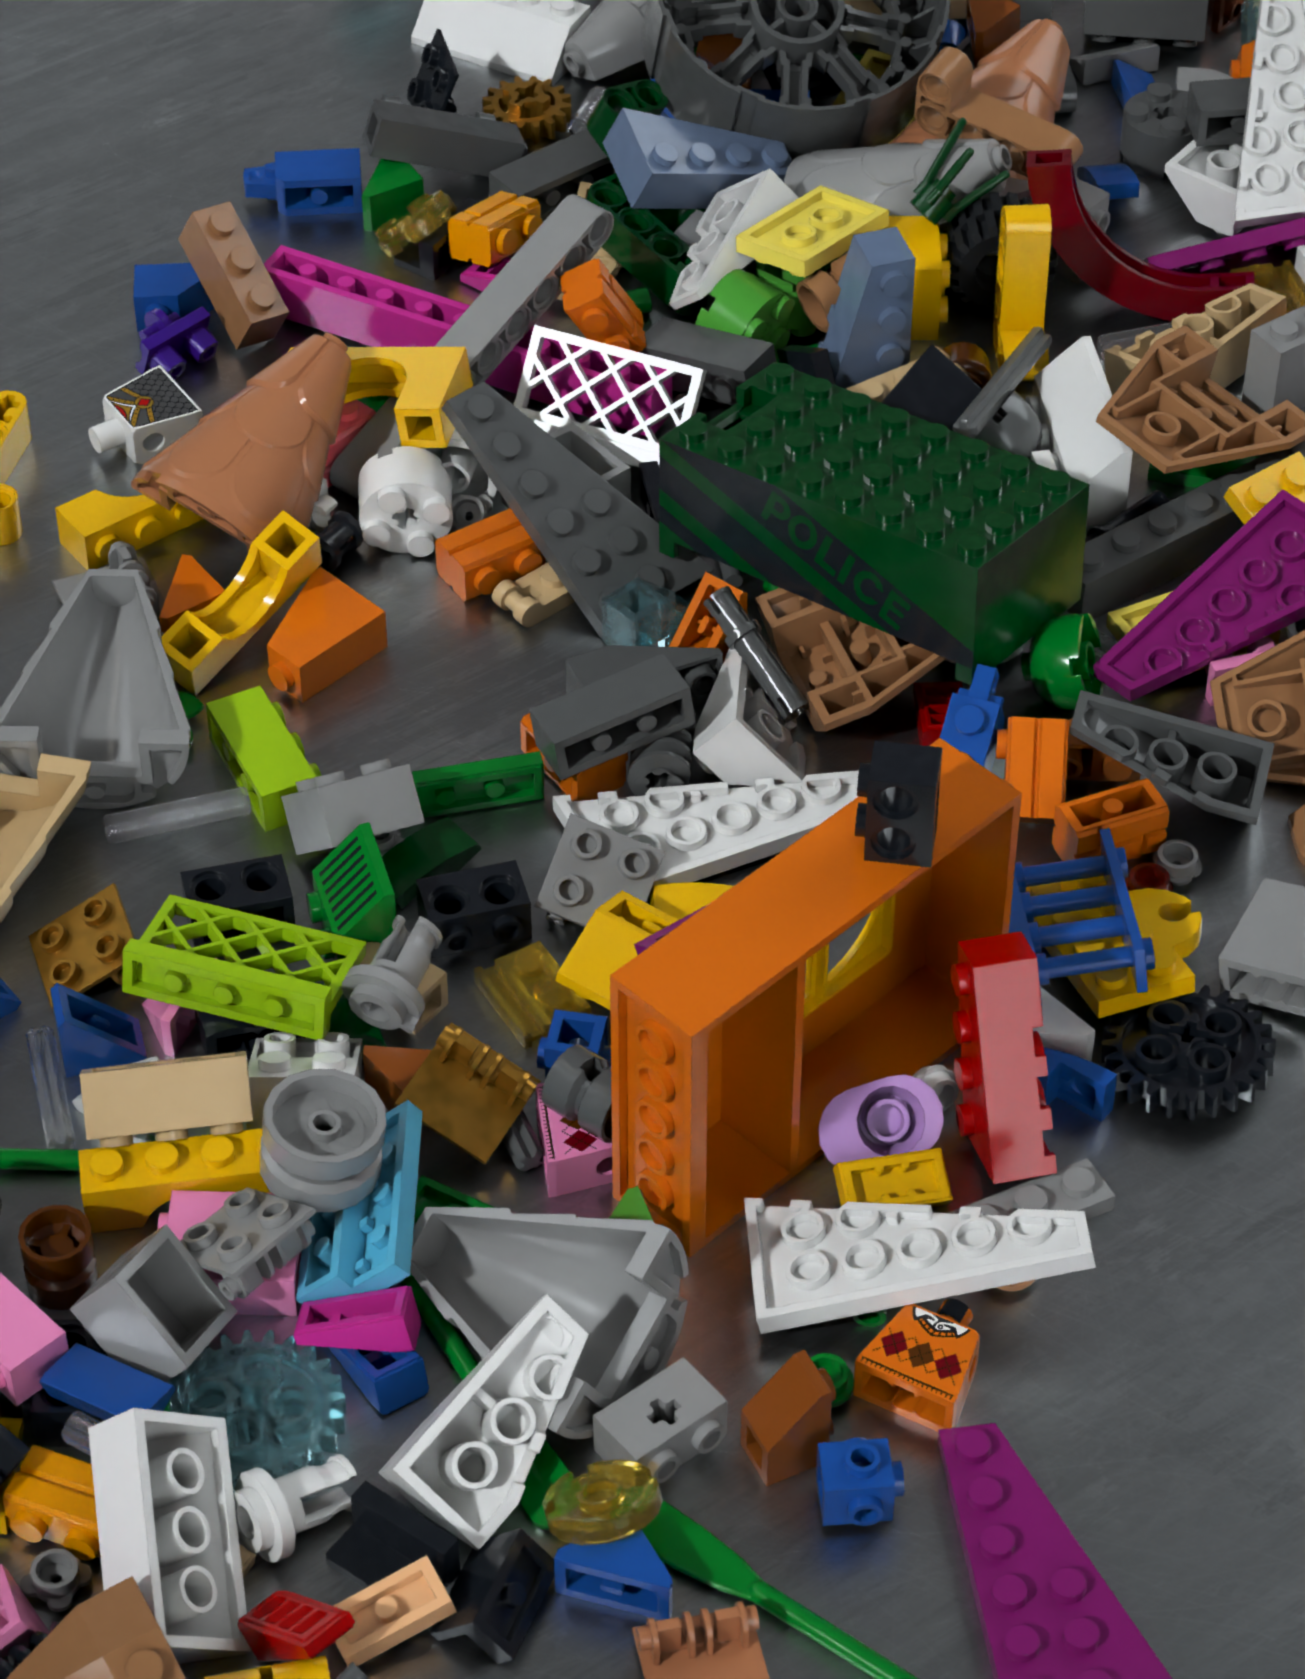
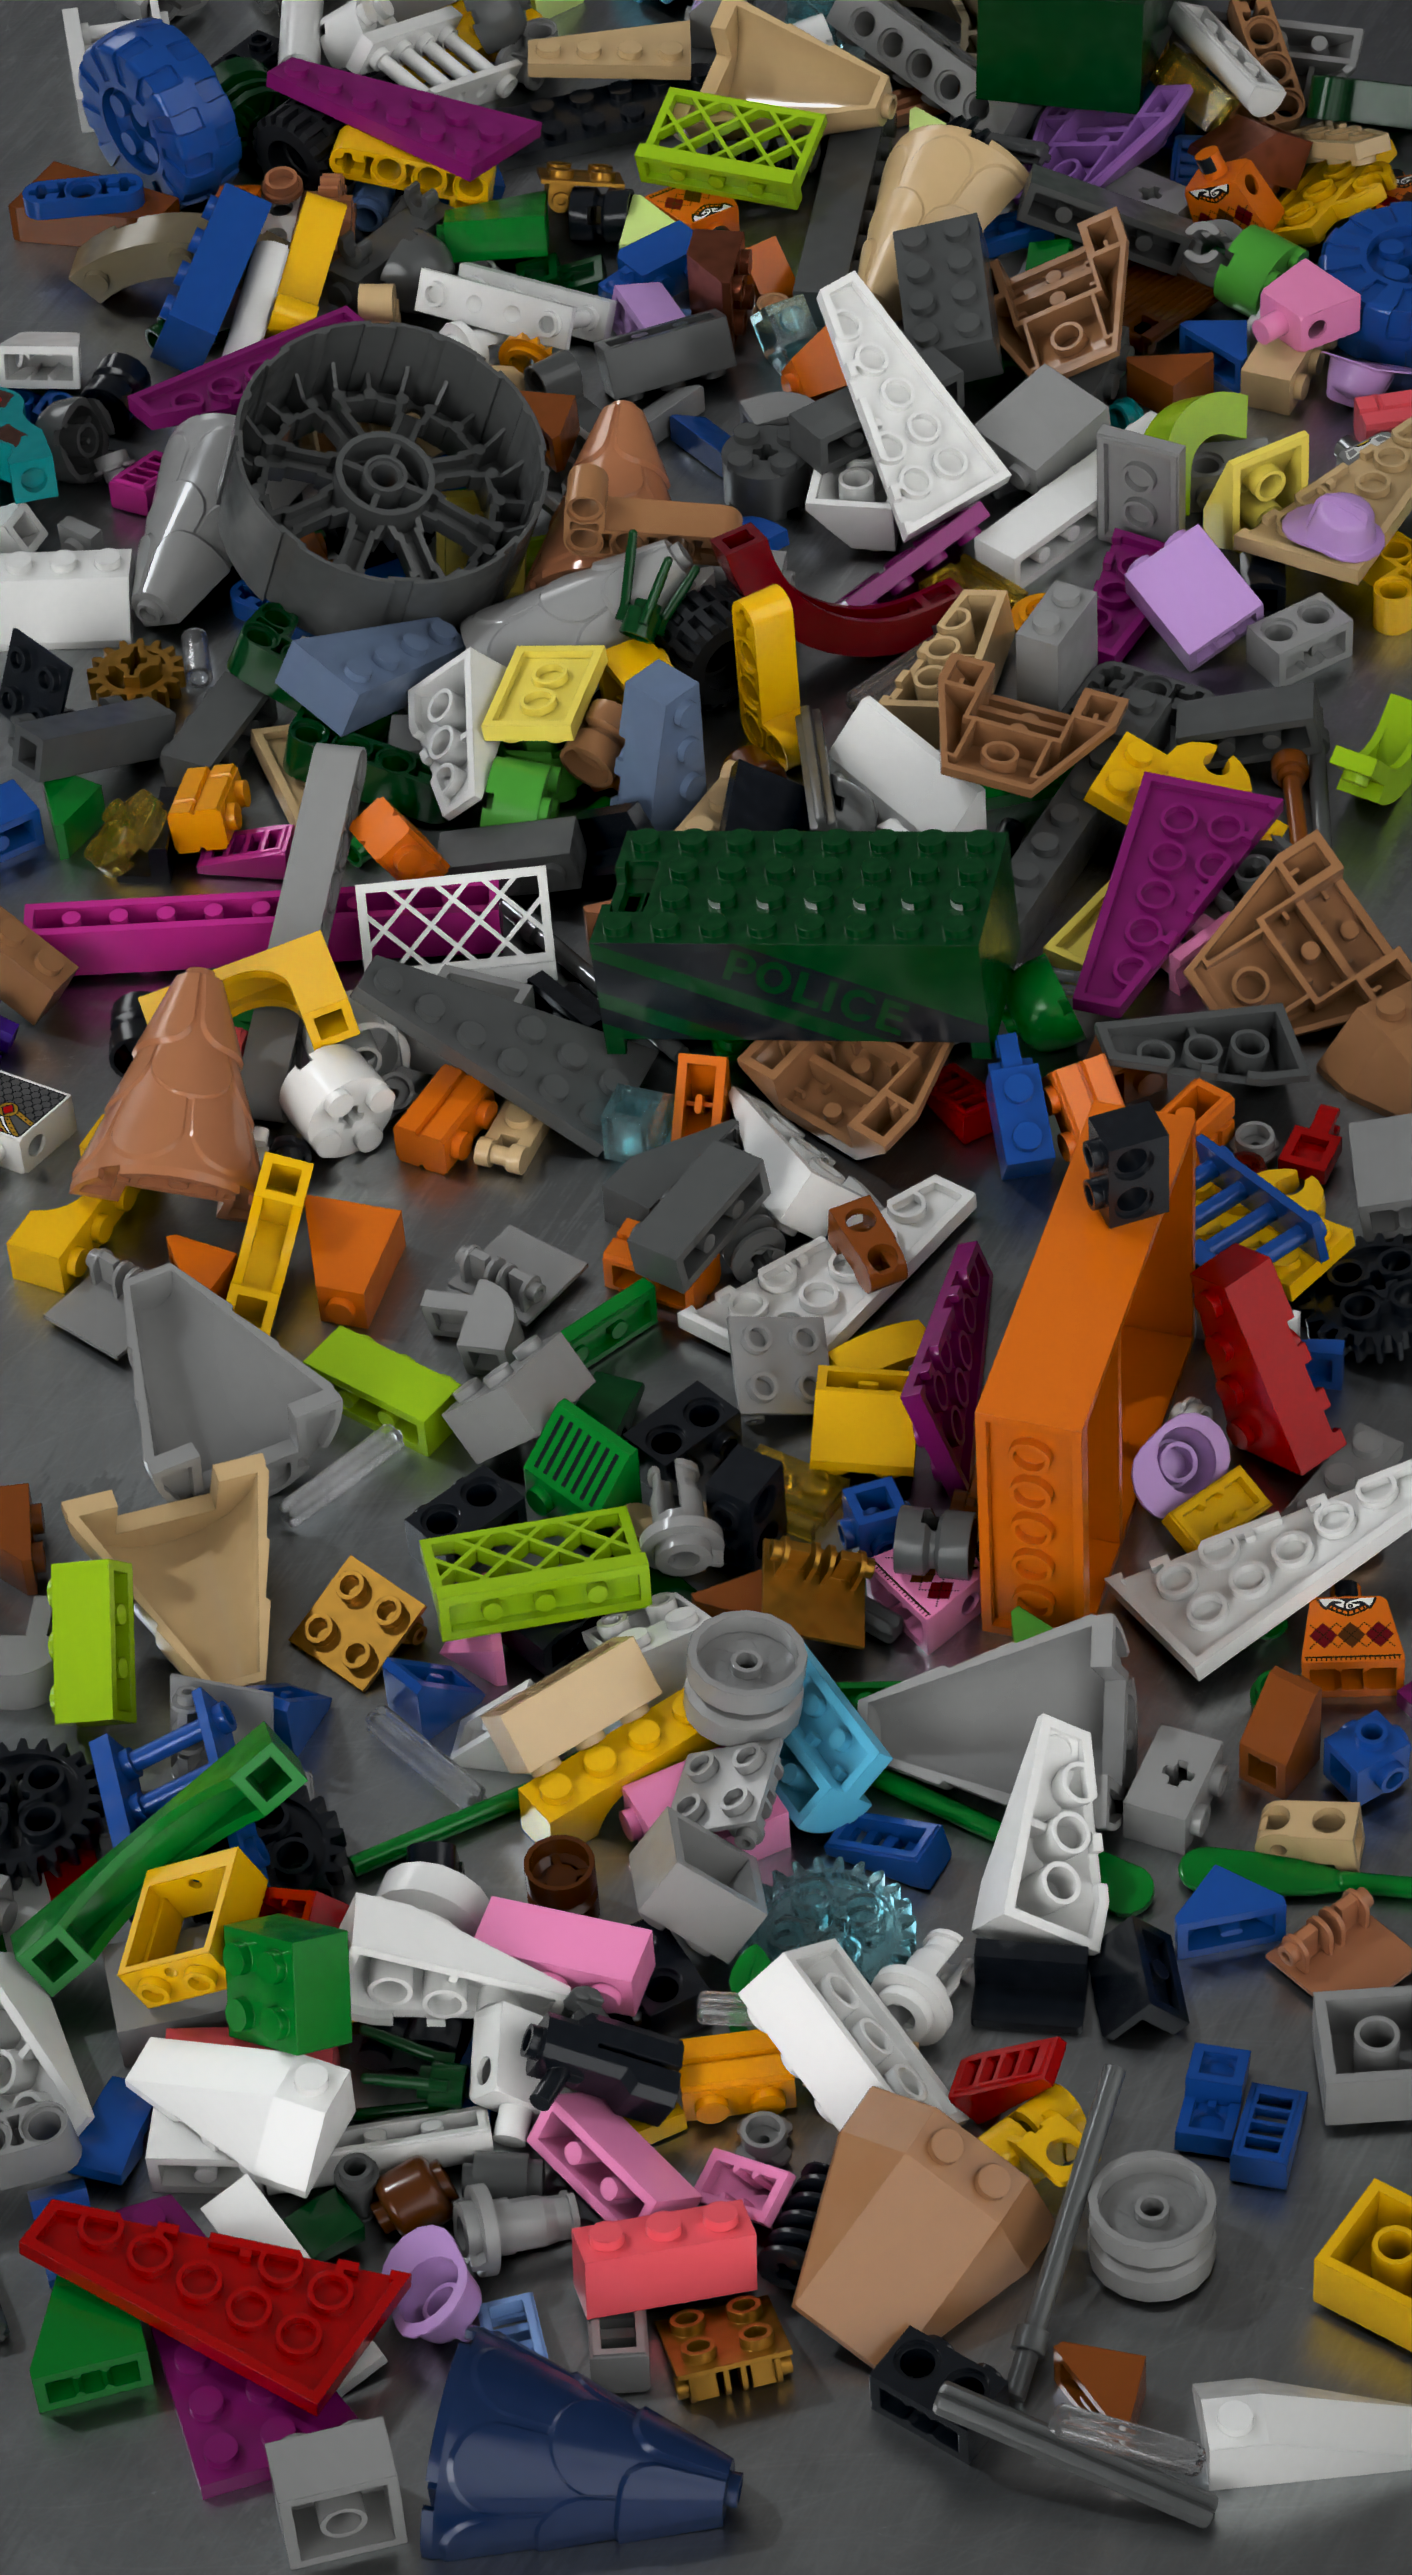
camera: 25 degrees left, 0 degrees up
(103, 1384) = (708, 1963): blue slope -> none
(361, 1321) = (868, 1818): dark pink slope -> none
(378, 730) = (482, 1323): none -> light grey brick
(393, 1611) = (1080, 2017): light nougat plate -> none
(451, 706) = (521, 1265): none -> light grey hinge
(469, 986) = (748, 1505): none -> black brick
(603, 1504) = (1182, 1865): clear yellow tile -> none
(748, 804) = (867, 1245): none -> dark orange leg
(759, 1532) = (1313, 1832): none -> tan leg
(762, 662) = (780, 1112): dark grey pin -> none
(1224, 890) = (1314, 1149): none -> red plate

